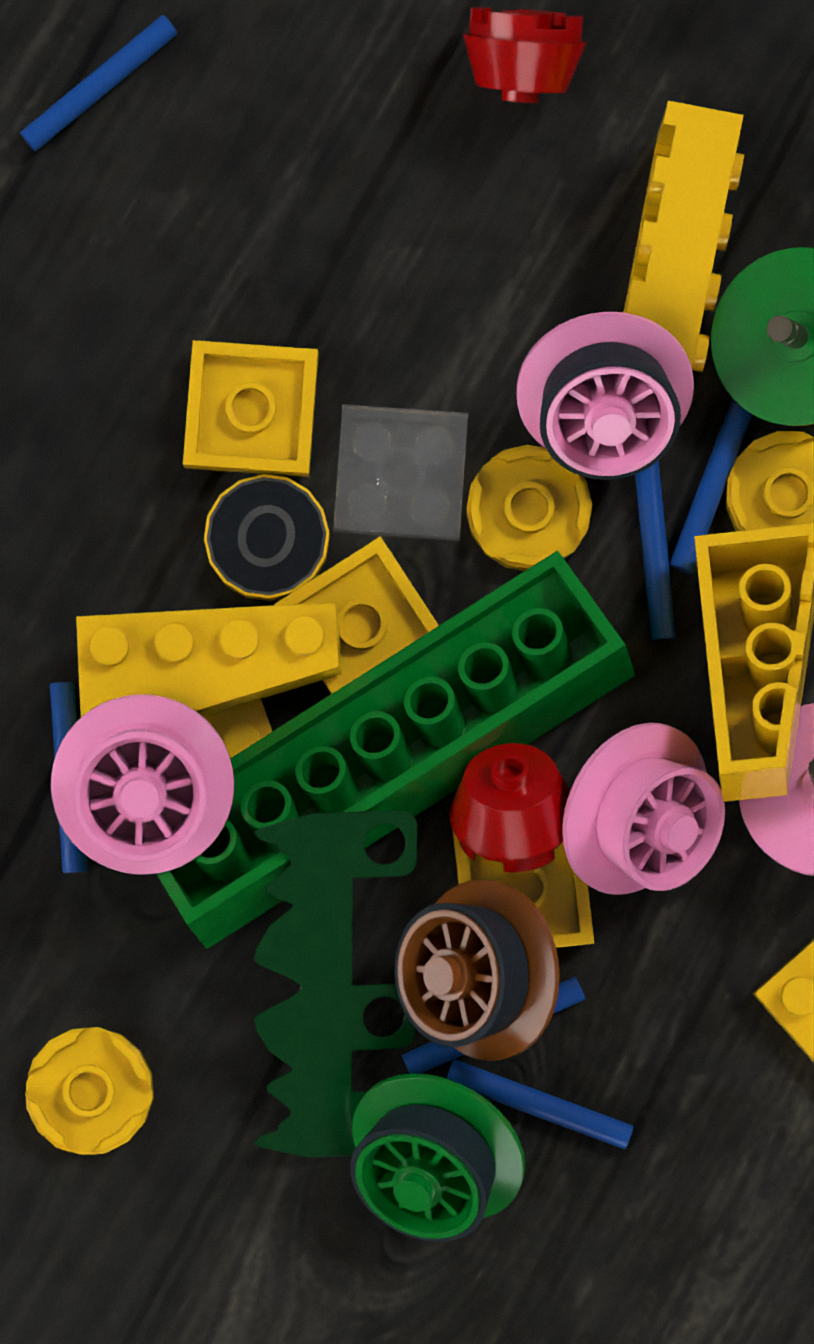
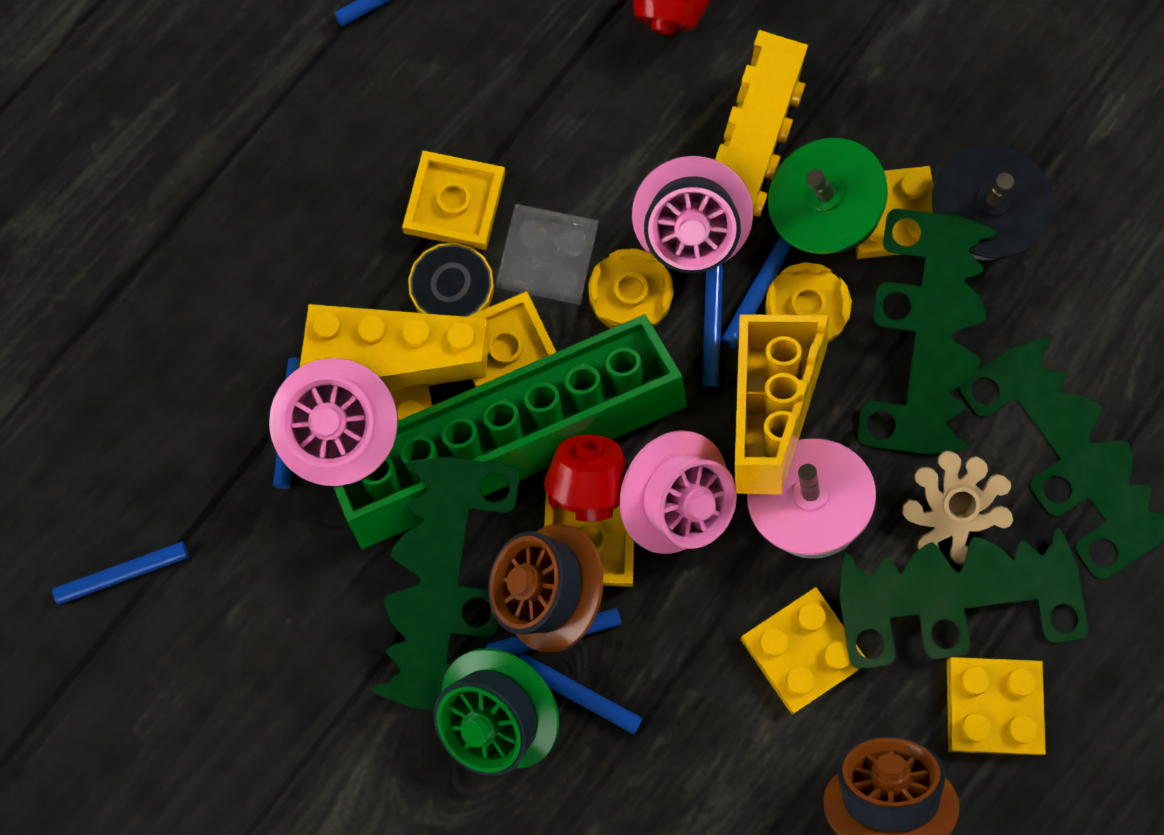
camera: 10 degrees right, 10 degrees down
(89, 1091) = (263, 638): yellow tile -> none

